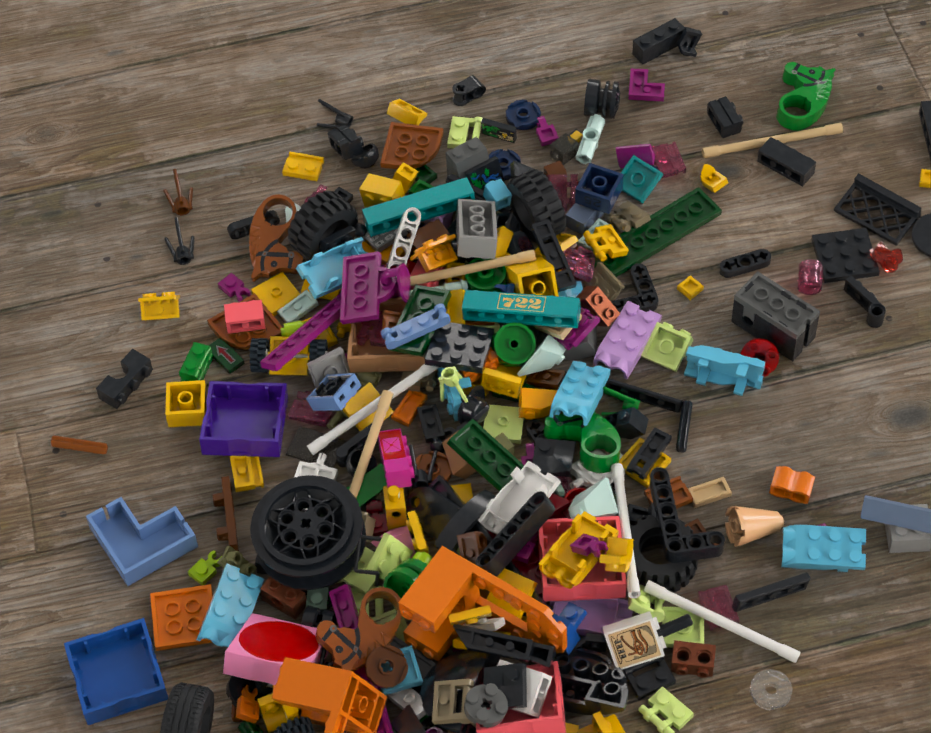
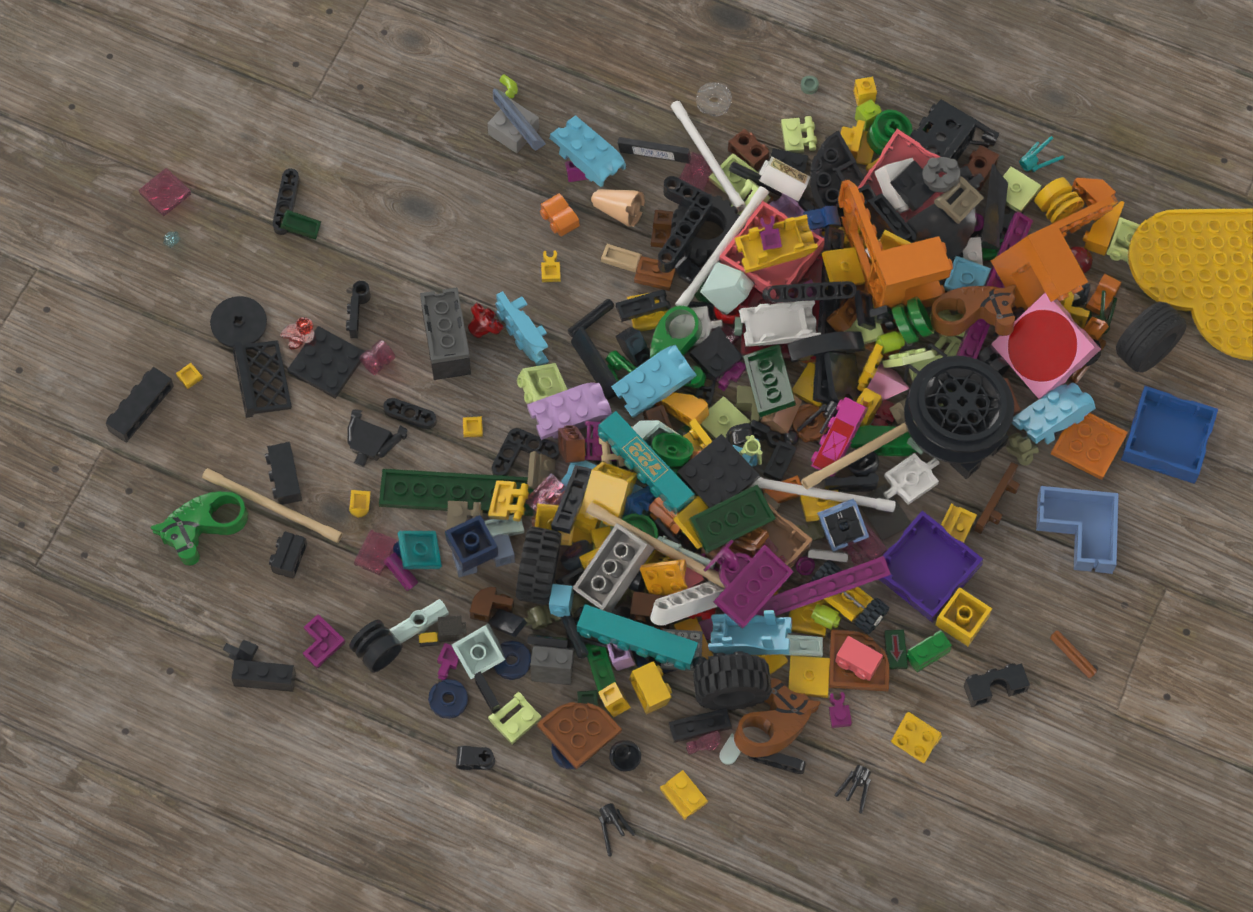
camera: 145 degrees left, 10 degrees up
(181, 205) = (823, 832): reddish brown plant -> none
(204, 570) = (1046, 472): lime plate -> none
(345, 142) = (631, 779): black brick -> none
(375, 672) = (979, 272): reddish brown plate -> none
(406, 112) = (545, 782): yellow slope -> none
(416, 327) = (743, 506): medium blue plate -> none
(530, 148) = (479, 651): none -> light aqua slope
(560, 185) = (496, 578): clear pink plate -> none
(618, 554) = (751, 216): yellow brick -> none
(752, 220) = (370, 440): none -> black torso
(754, 437) = (550, 268): none -> yellow plate

